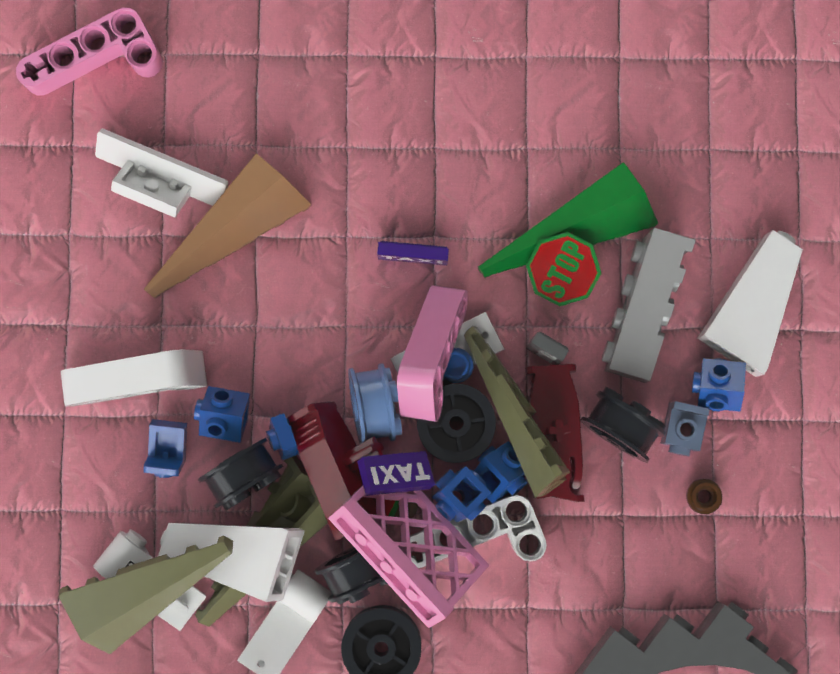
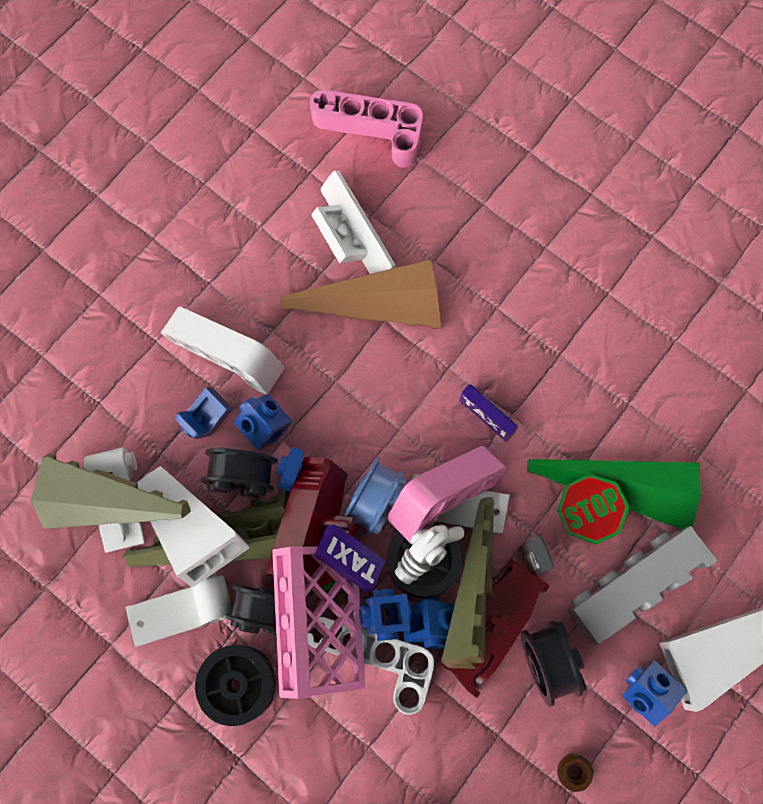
camera: 40 degrees right, 10 degrees down
(454, 418) = (426, 548): none -> white piece
(459, 366) = (458, 516): blue plate -> none
(677, 415) = (603, 689): sand blue brick -> none

